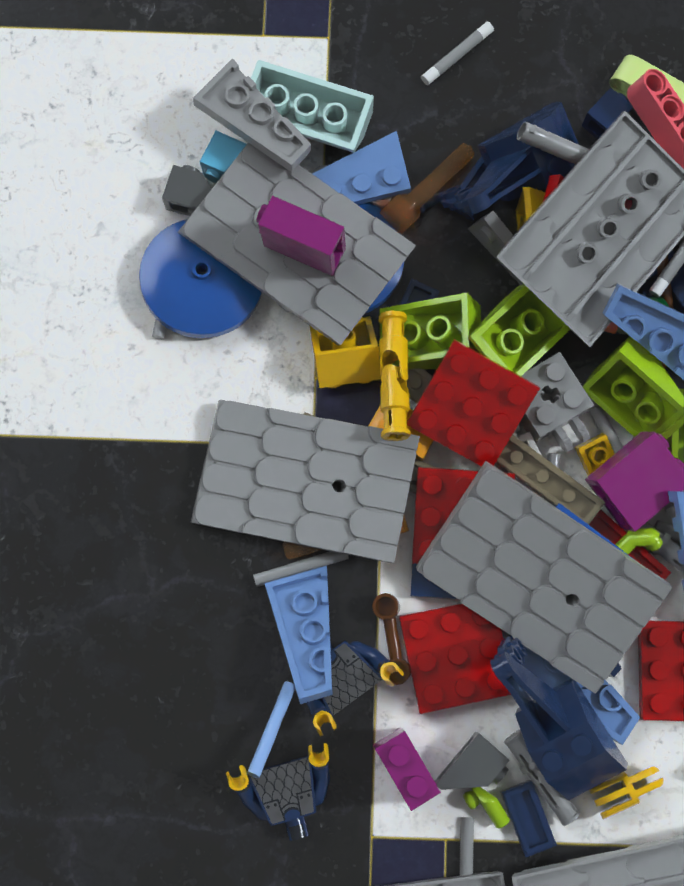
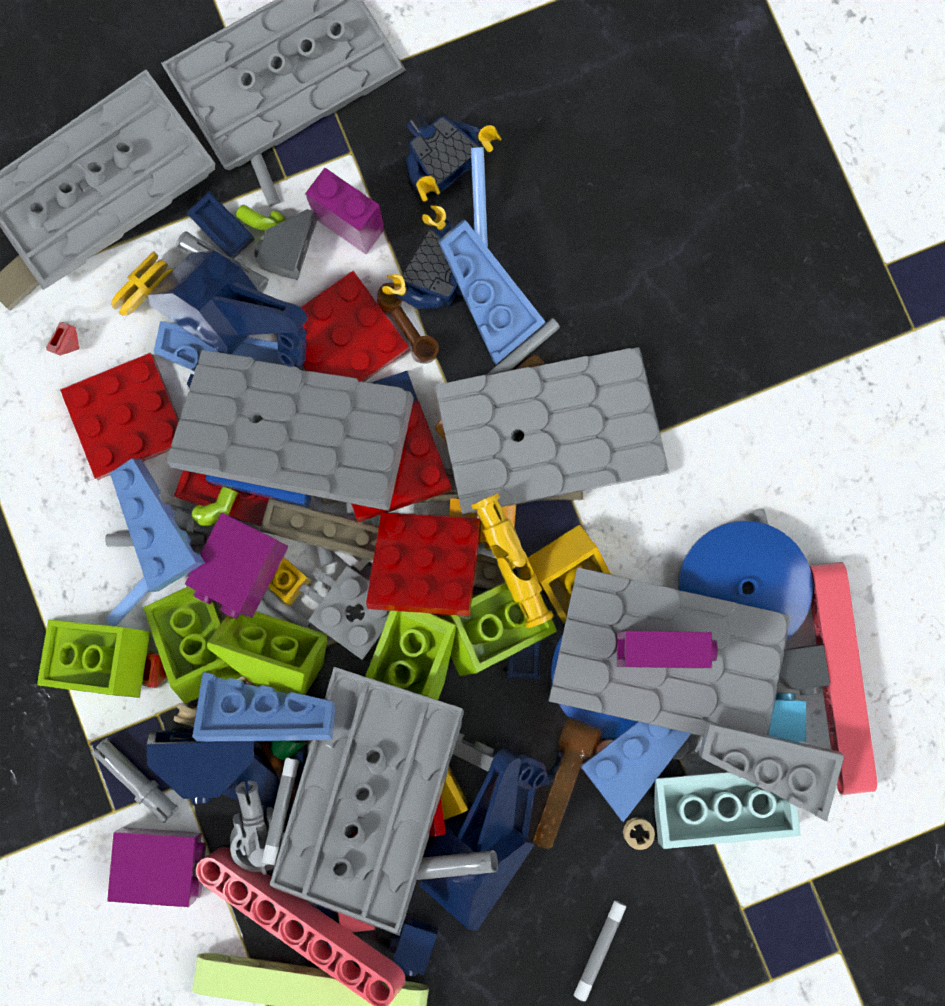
camera: 160 degrees right, 5 degrees up
(165, 149) = (845, 696): none -> coral beam
(383, 115) = (631, 840): none -> tan bush

